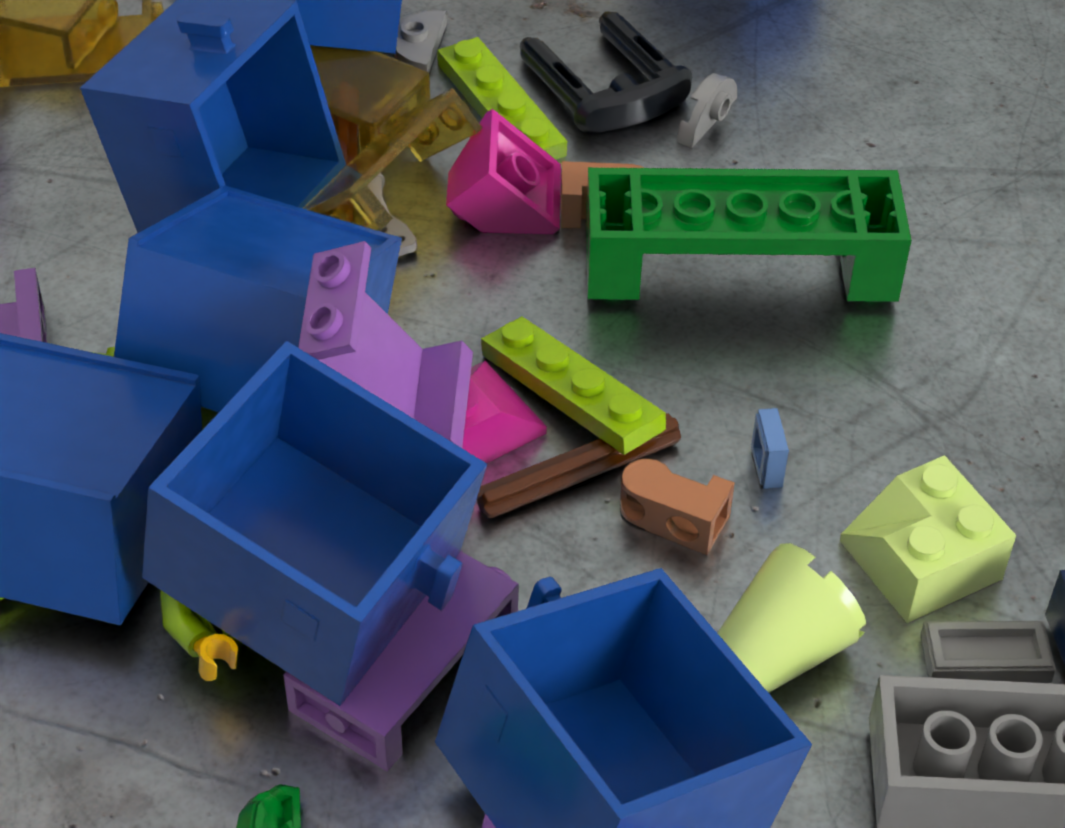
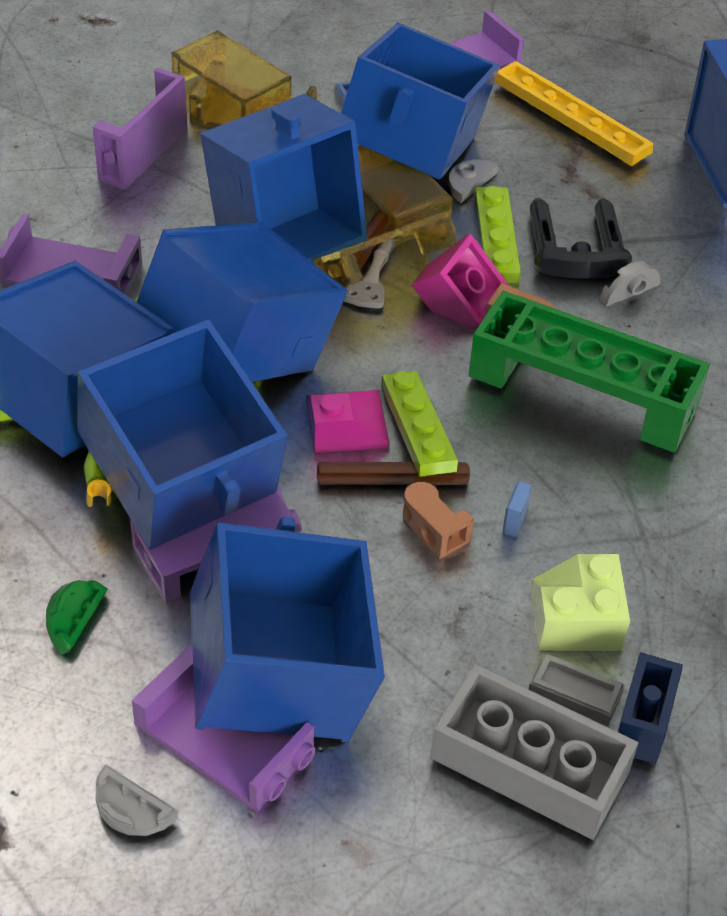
camera: 25 degrees right, 0 degrees up
(368, 347) = (279, 356): medium lavender panel -> none
(791, 618) = (438, 617): yellowish green cone -> none

